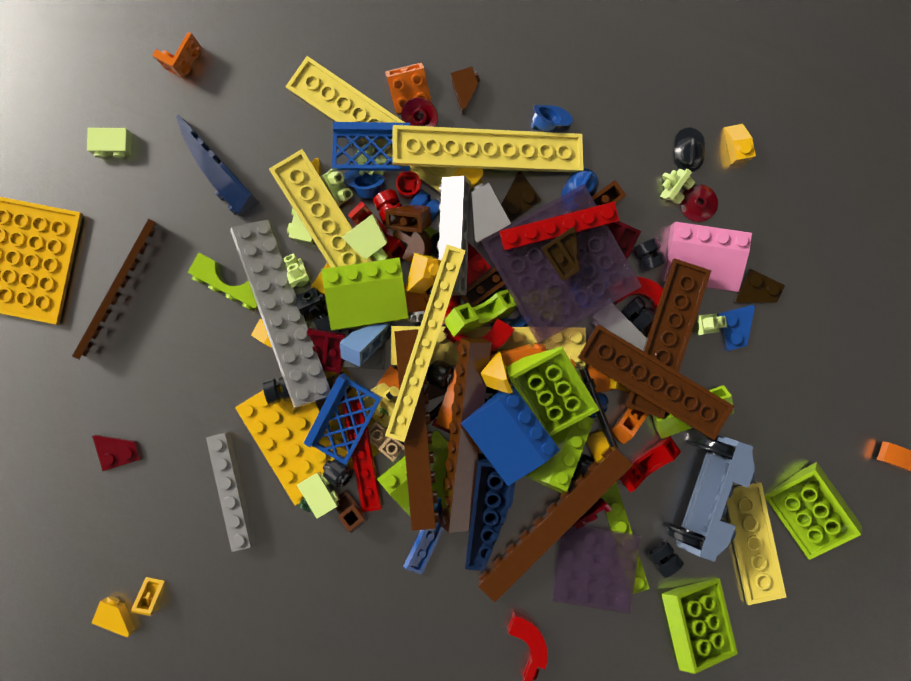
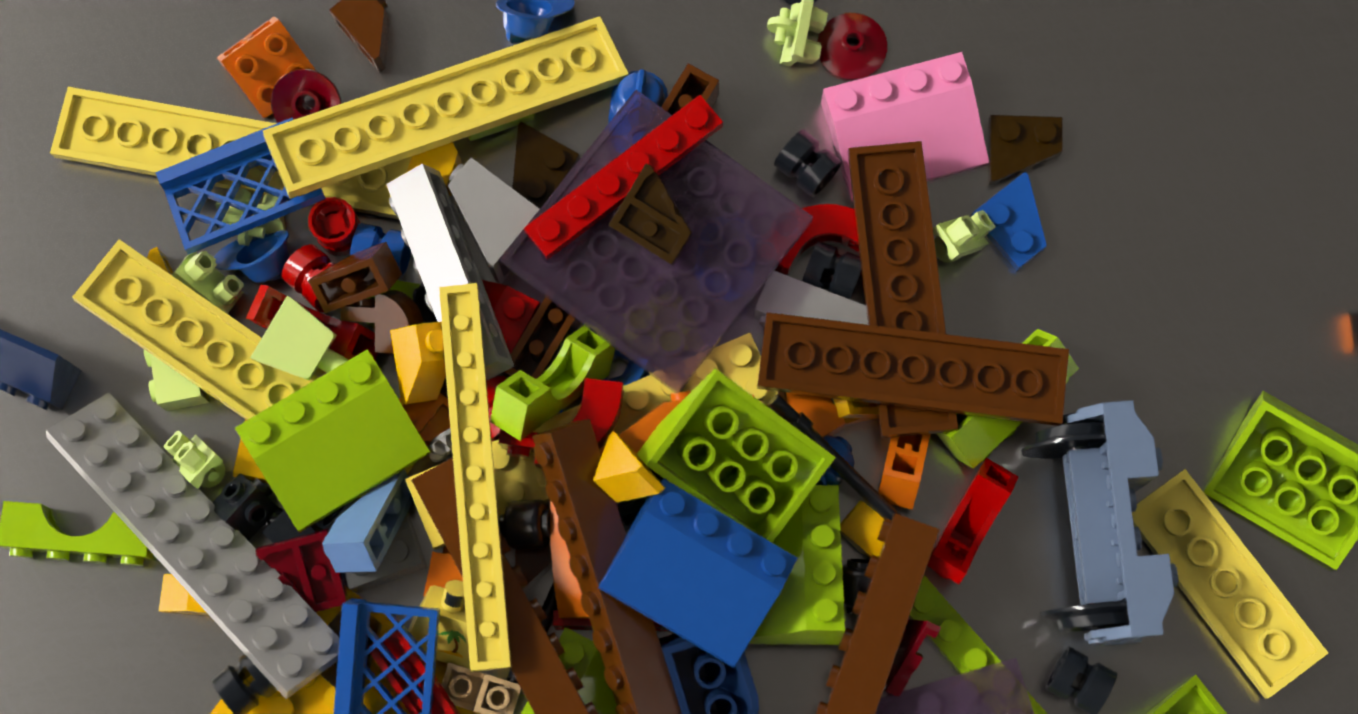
camera: 20 degrees left, 10 degrees down
(625, 236) = (751, 149): dark red wing -> none

